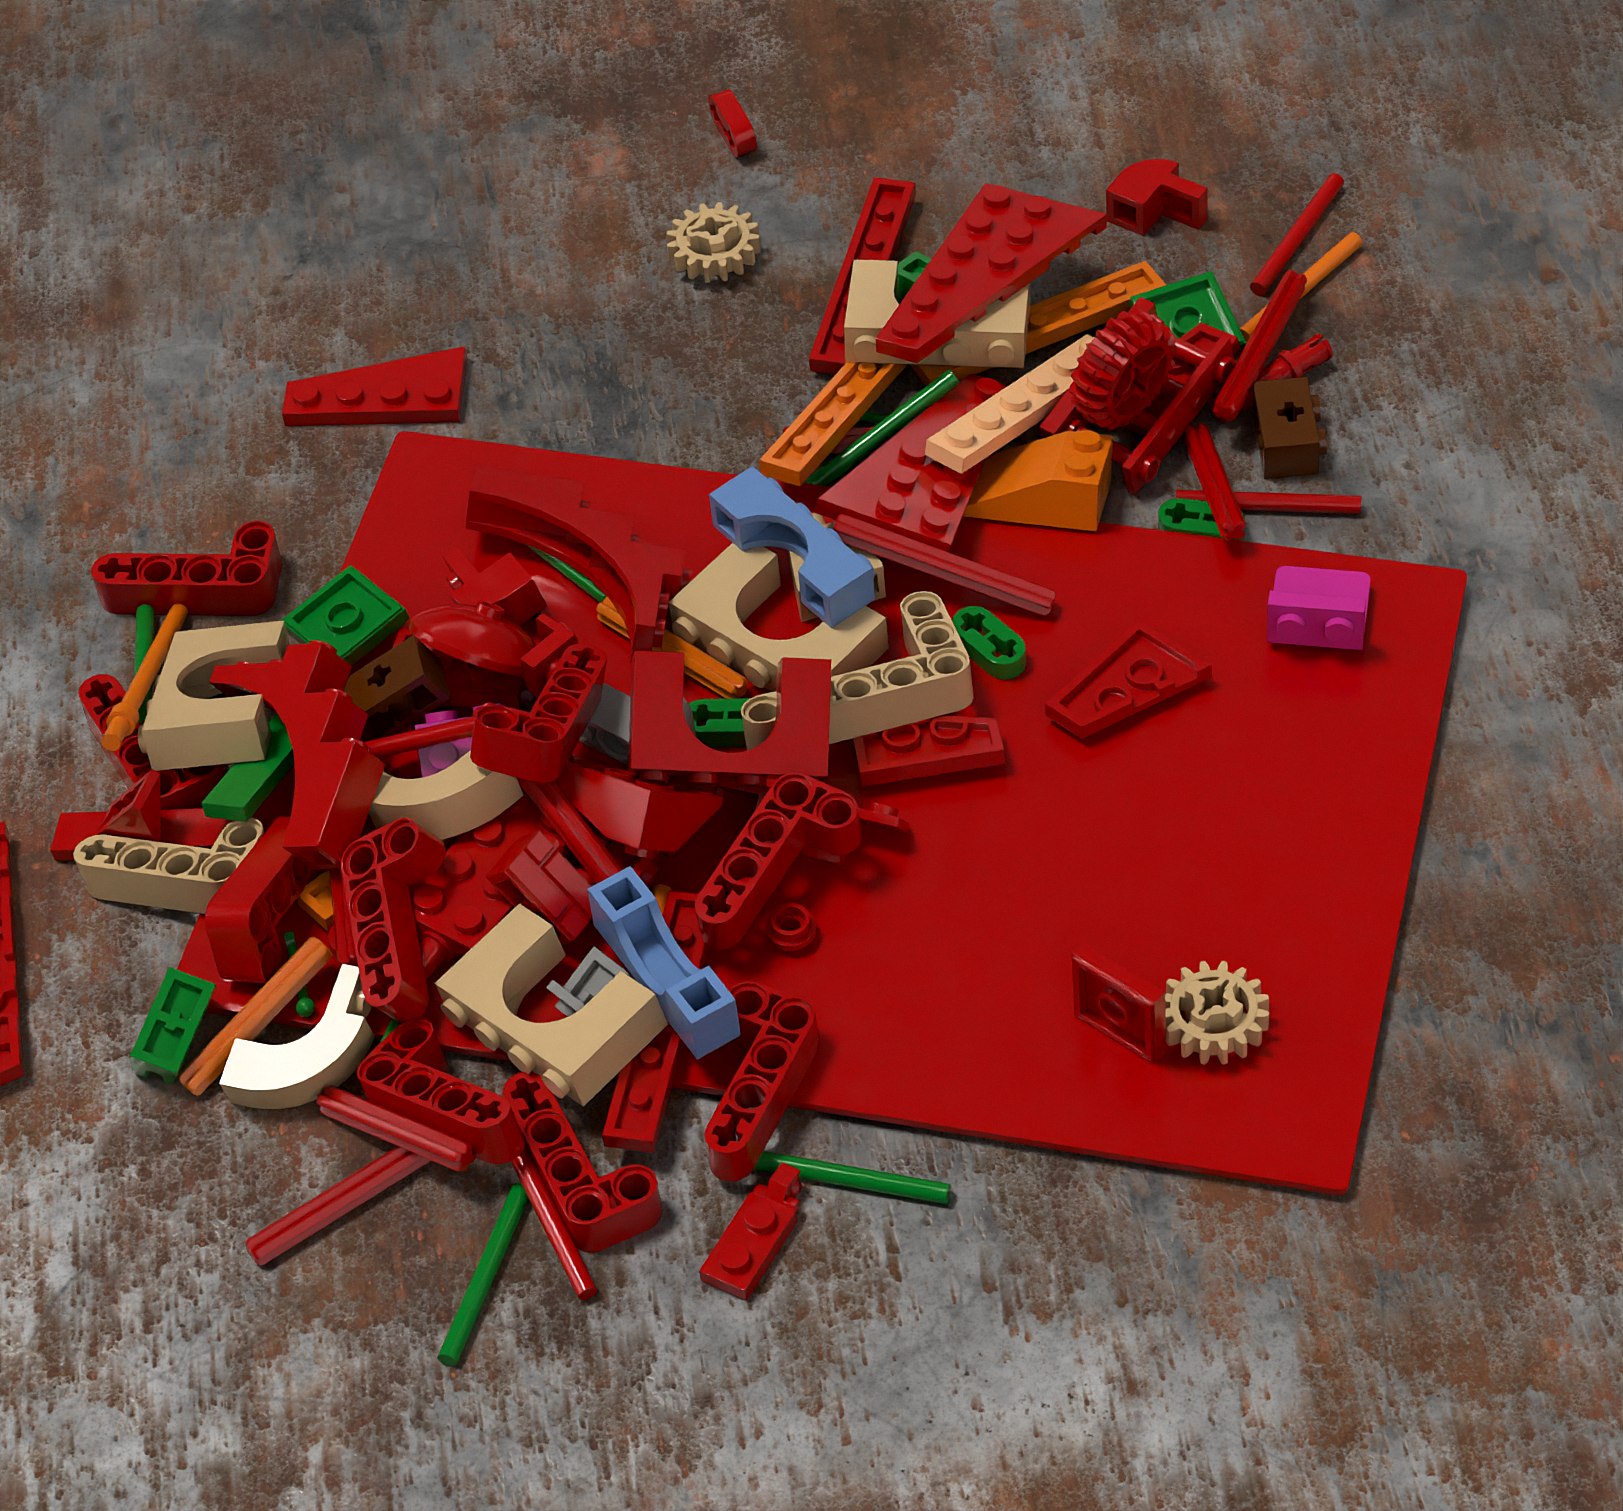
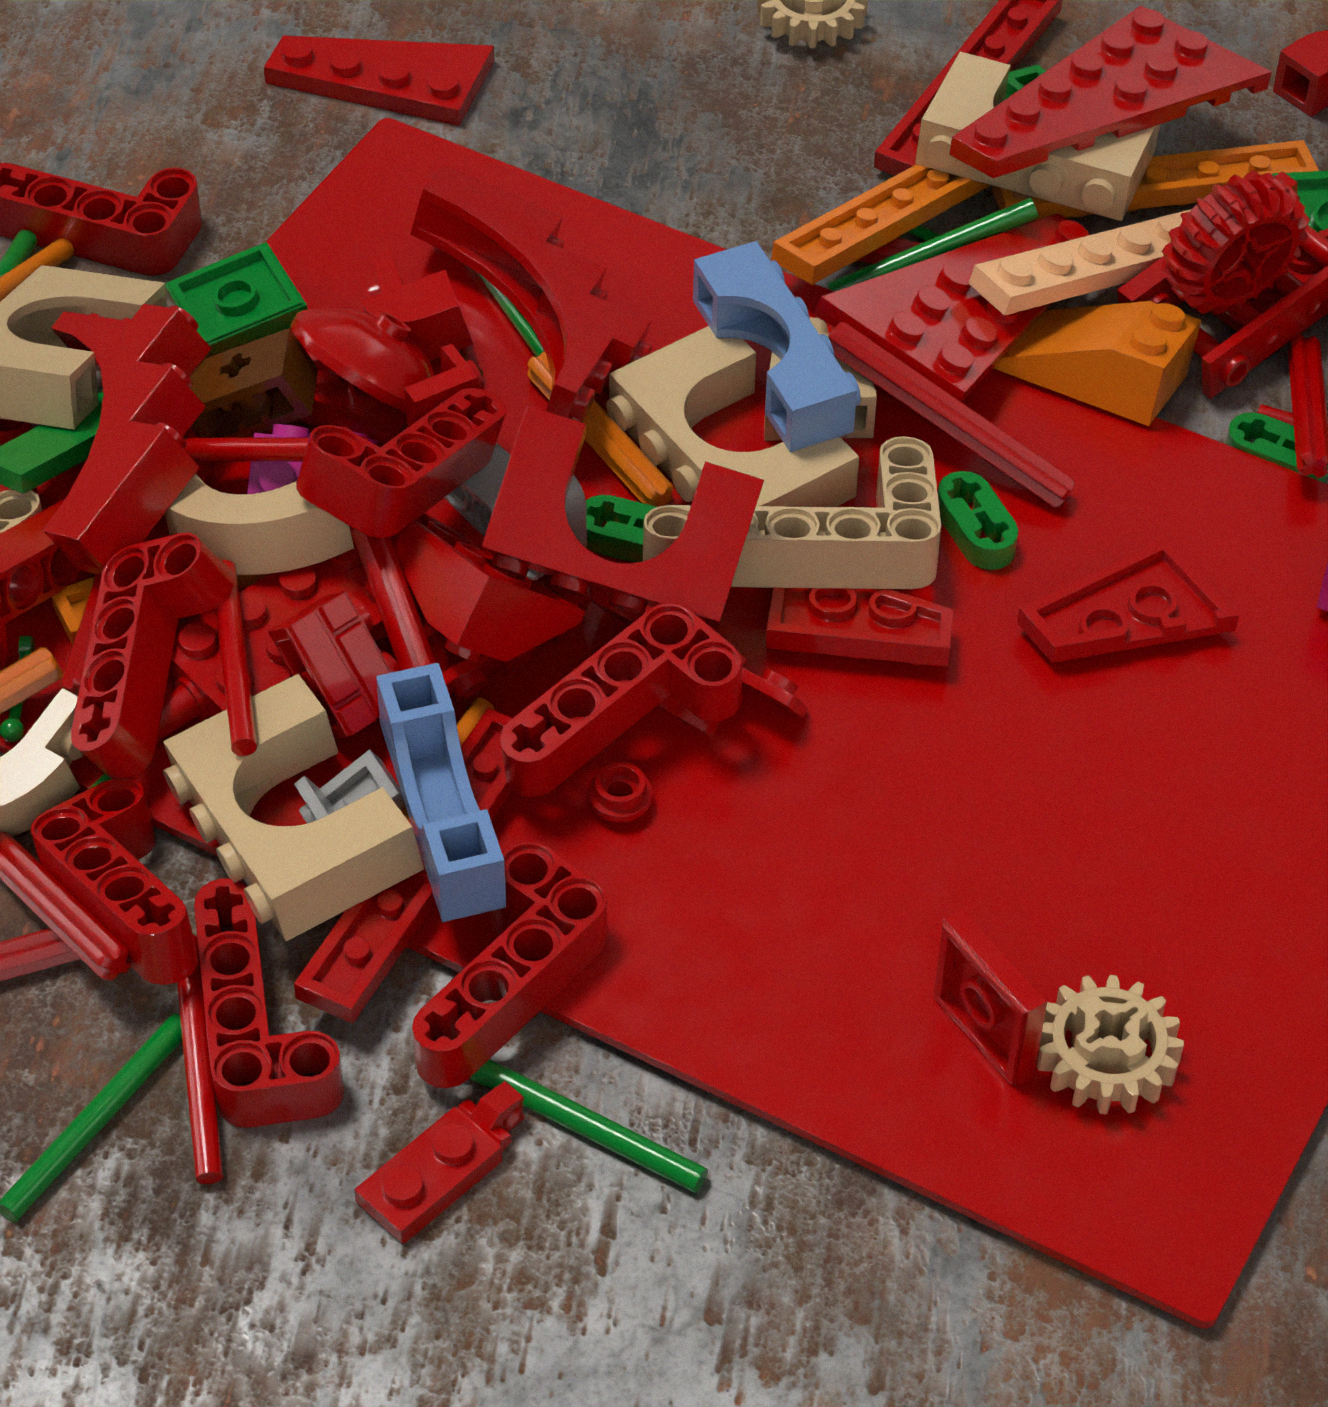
camera: 10 degrees right, 0 degrees up
(473, 917) = (236, 672): none -> red bar

